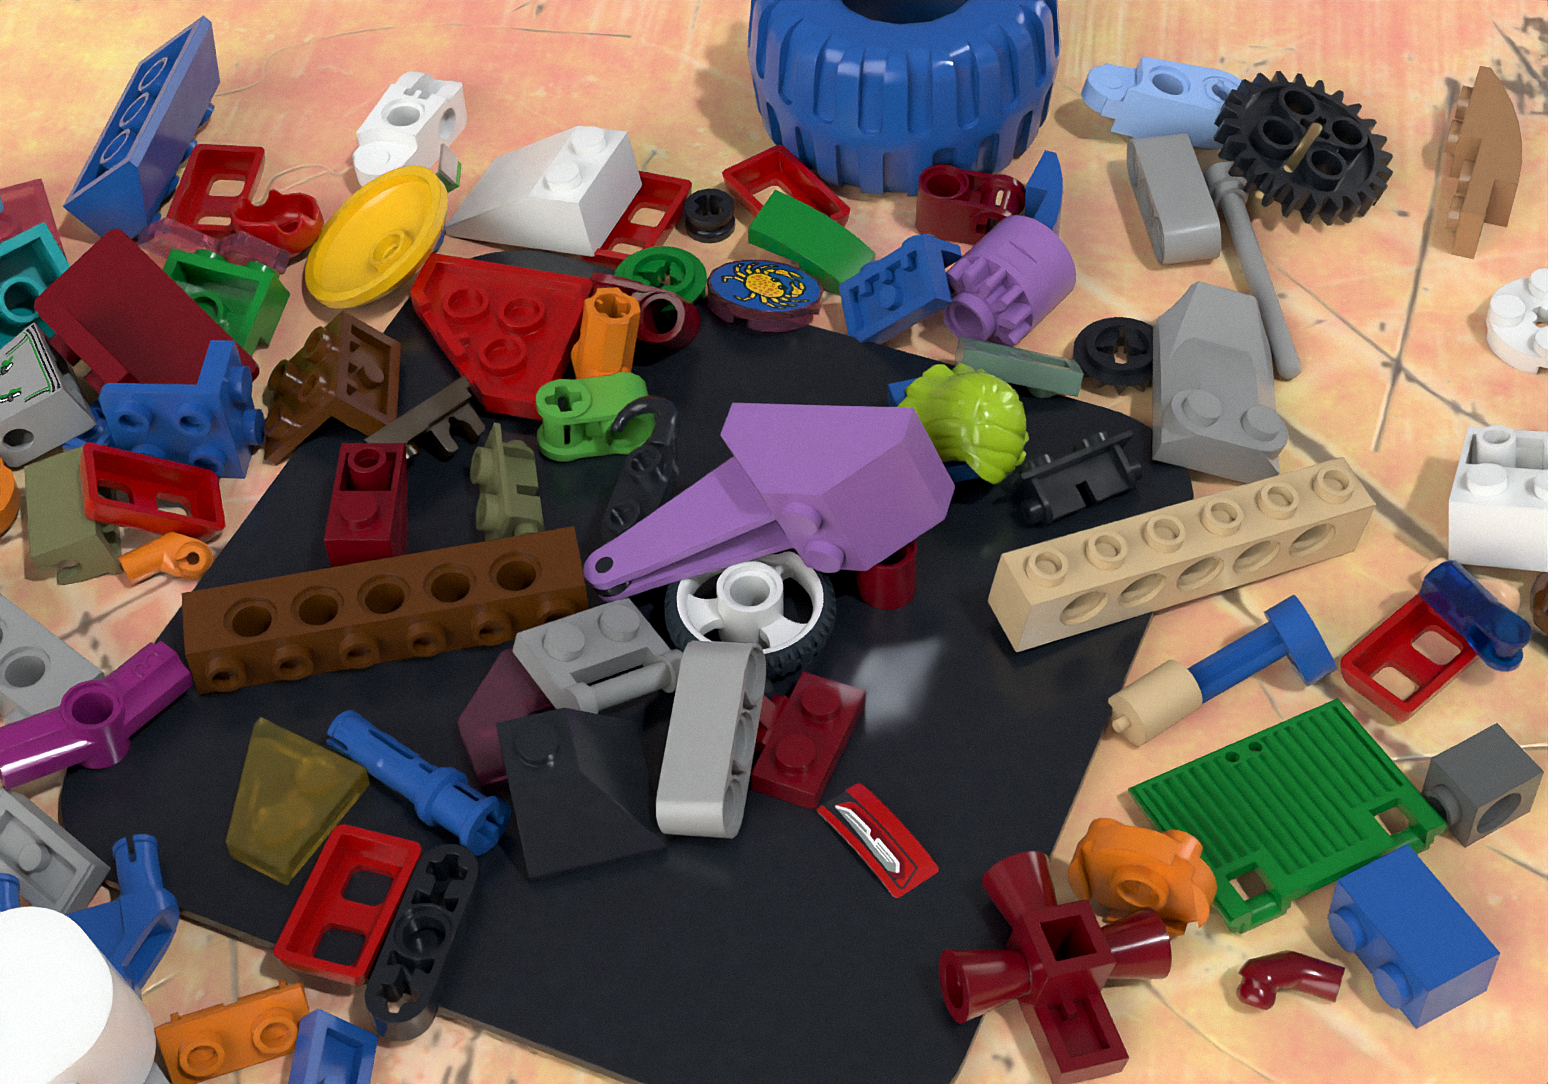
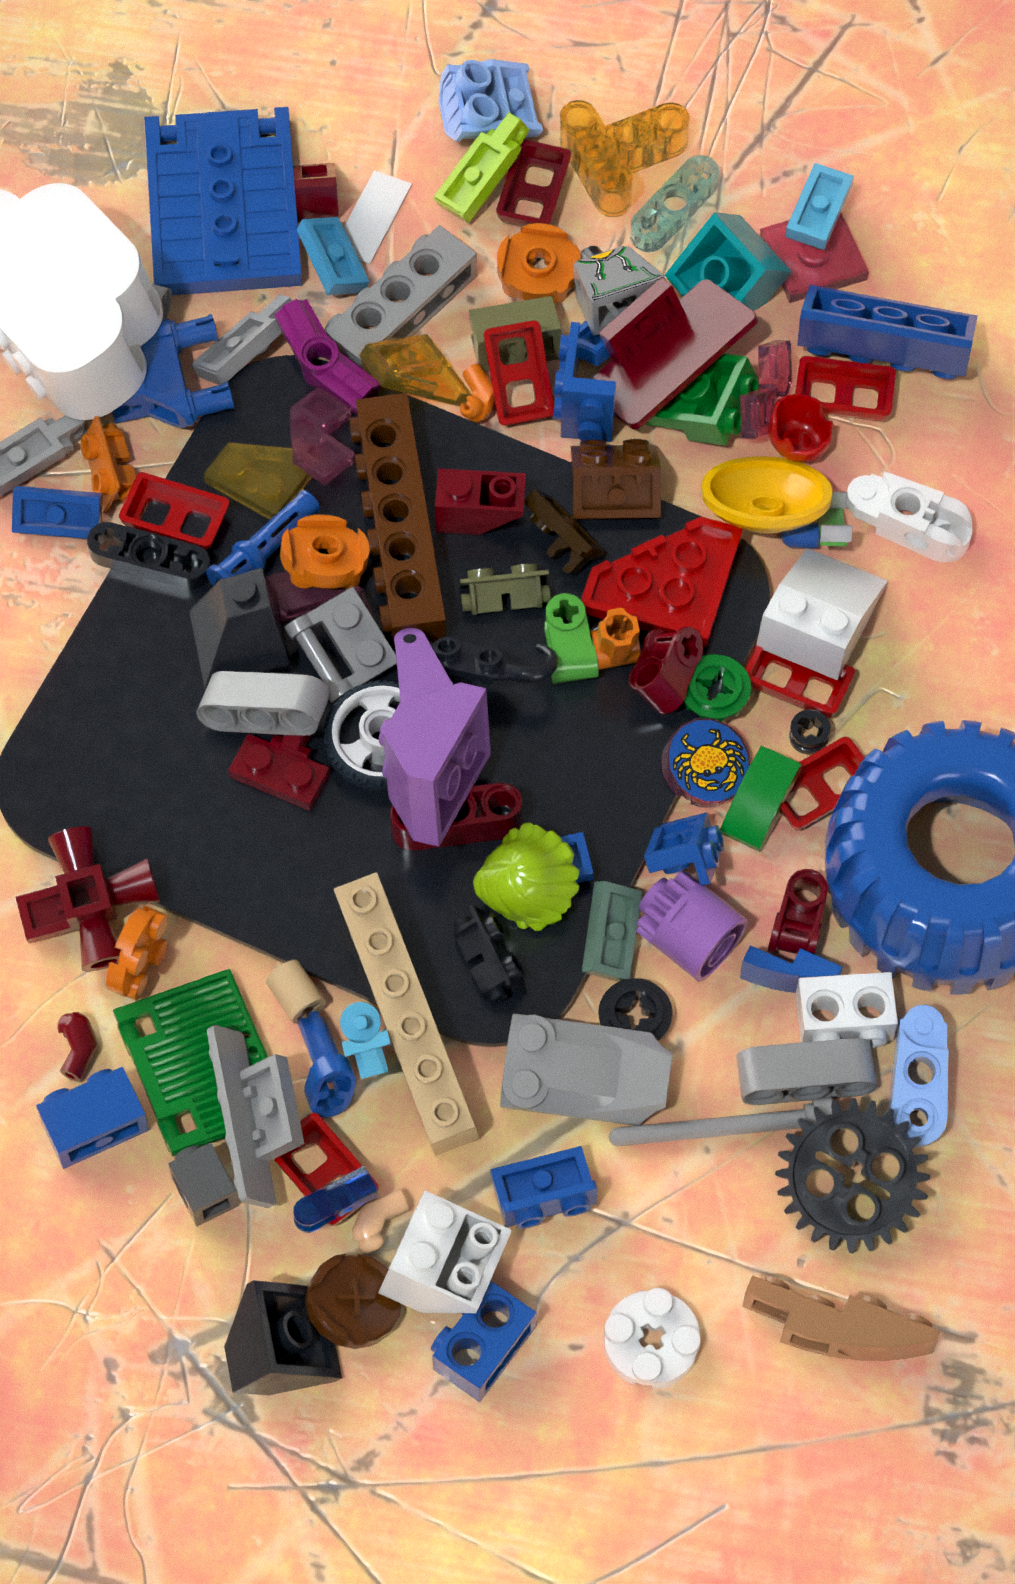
camera: 90 degrees right, 15 degrees up
(121, 621) = (415, 368): none -> clear yellow wing
(202, 733) = (311, 444): none -> clear pink tile
(431, 718) = (339, 568): none -> orange plate
(879, 839) = (201, 811): sticker -> none
(1093, 165) = (843, 998): none -> white brick
(1238, 589) = (361, 1026): none -> medium azure hips
(1367, 699) = (256, 1113): none -> light grey bracket
(1389, 418) = (544, 1188): none -> blue bracket

